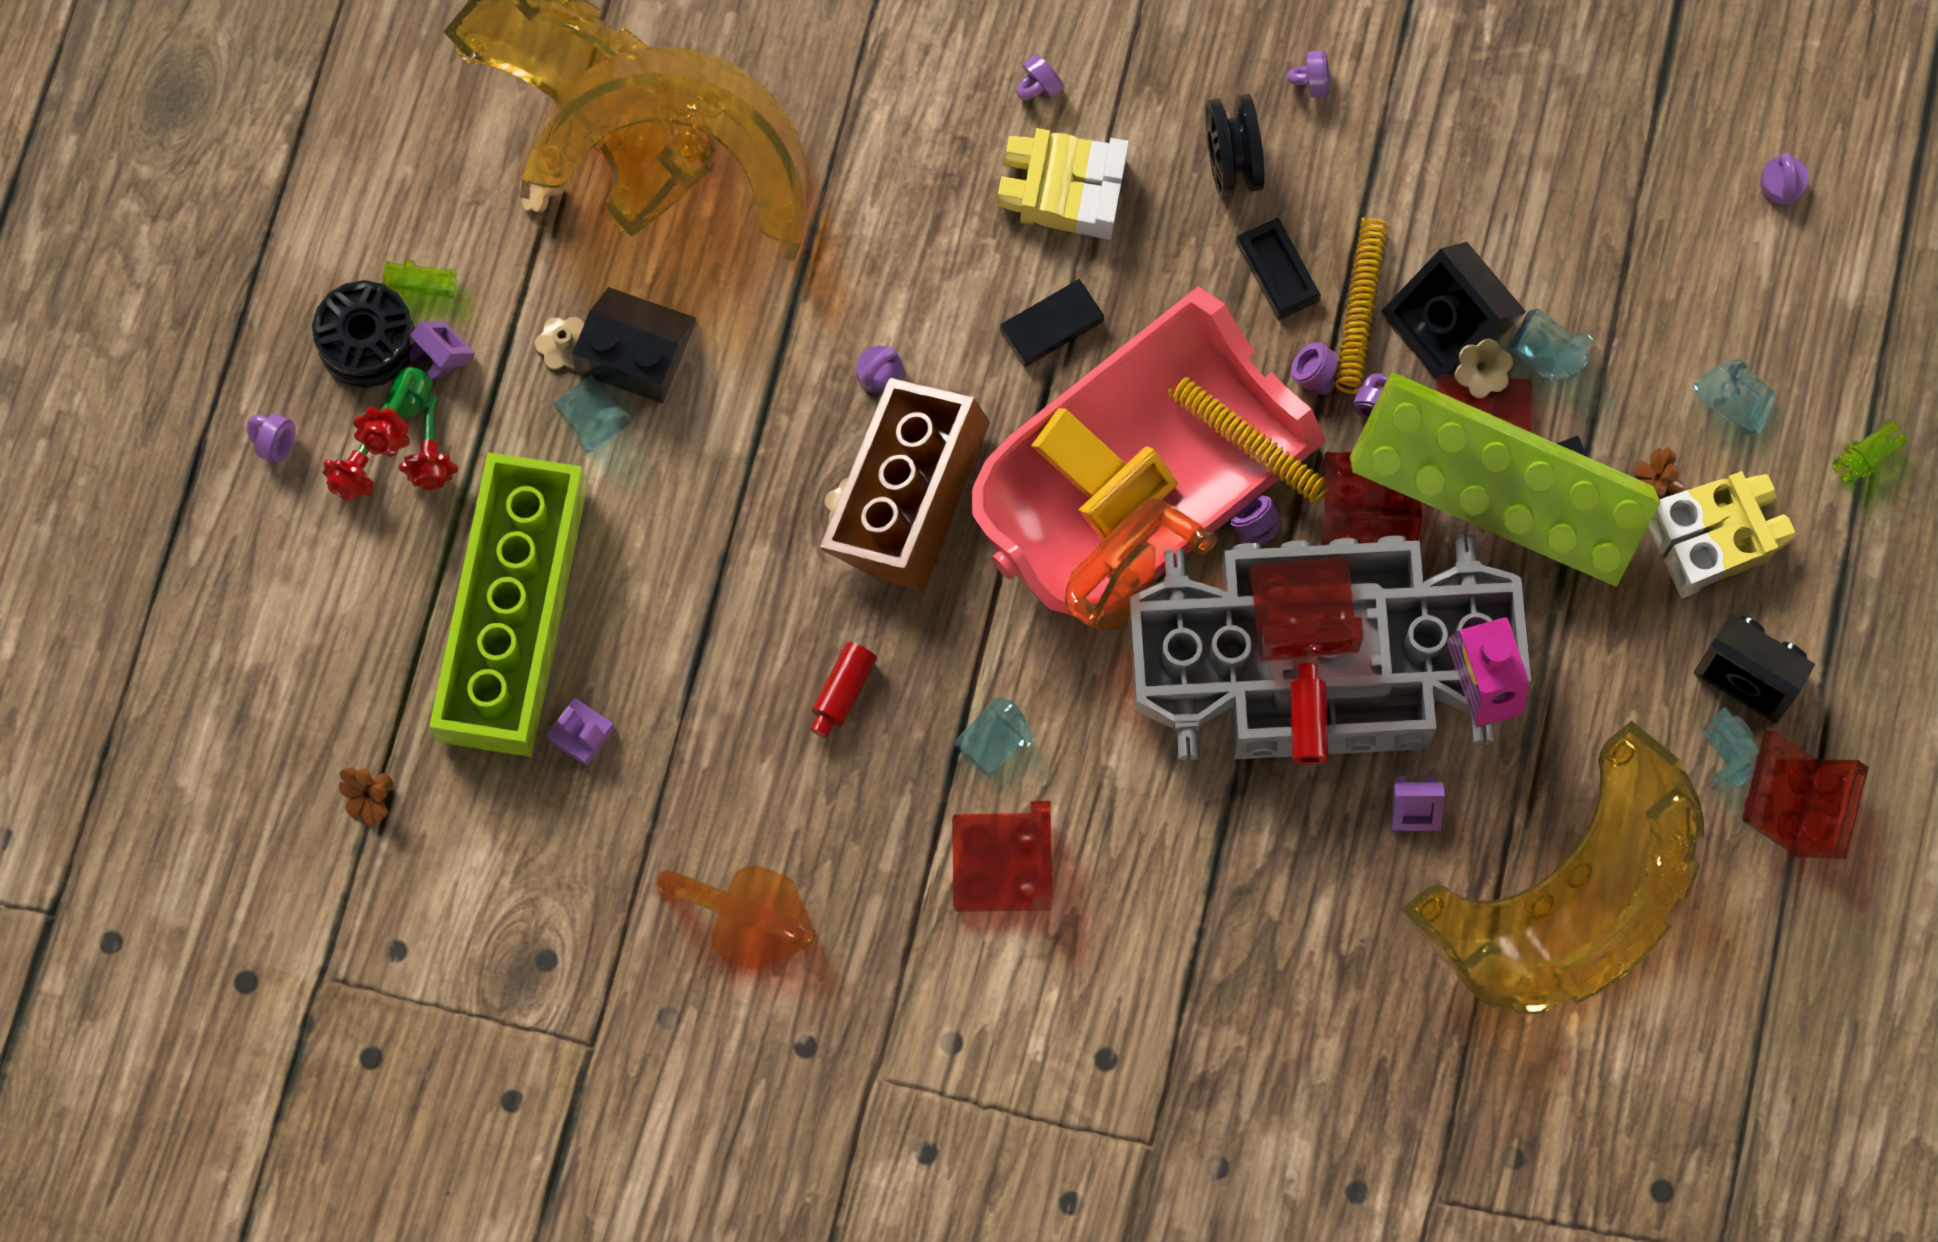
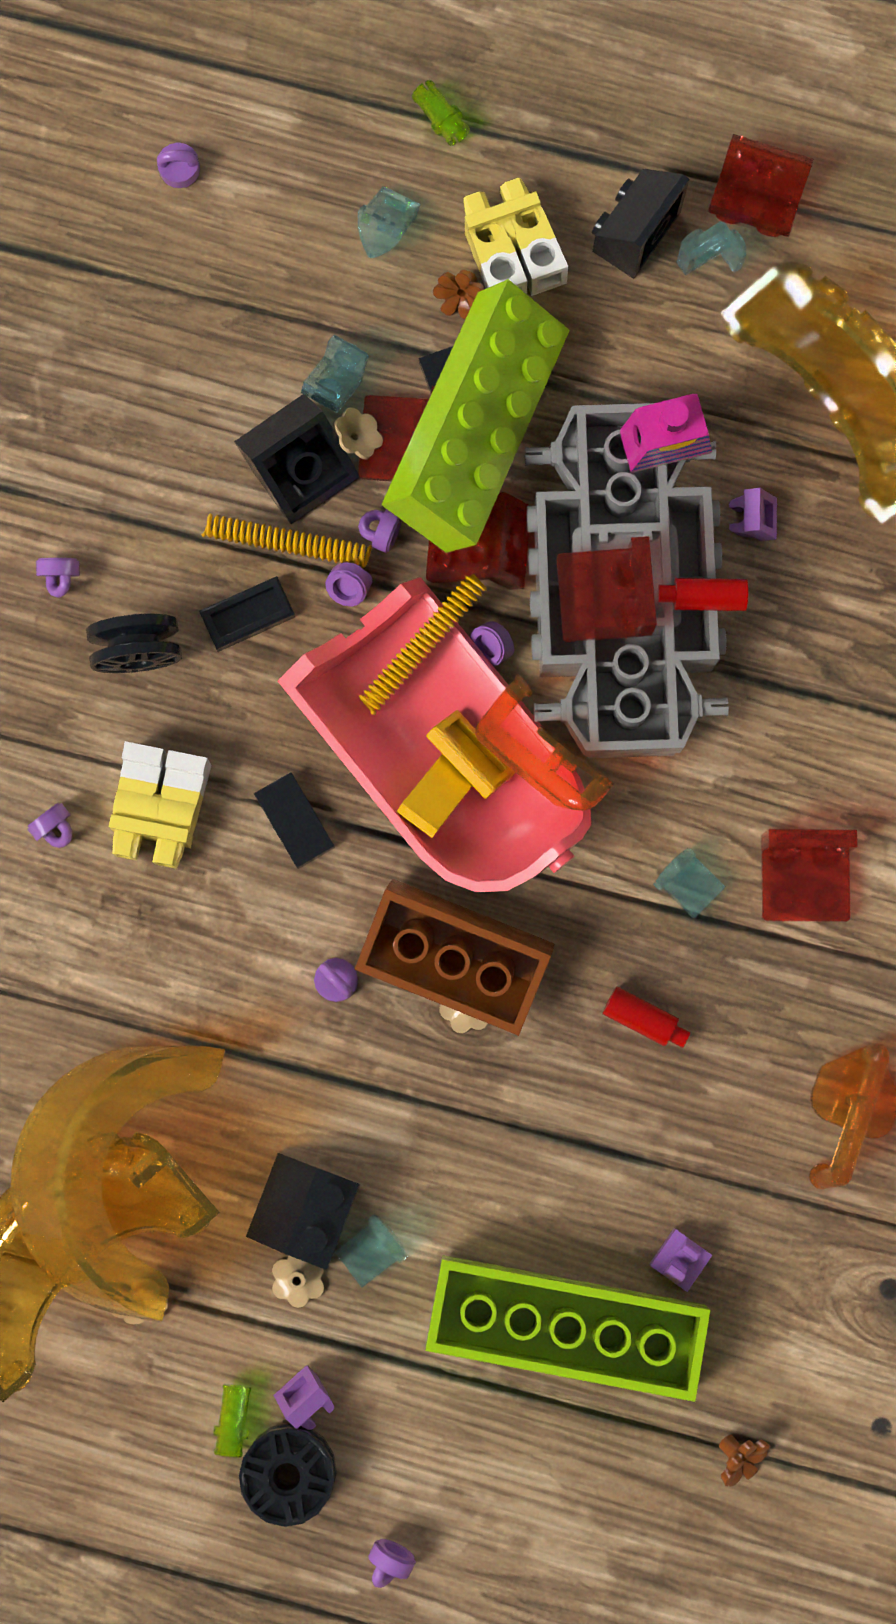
camera: 90 degrees left, 10 degrees up
(385, 434) = (406, 1457): red plant -> none

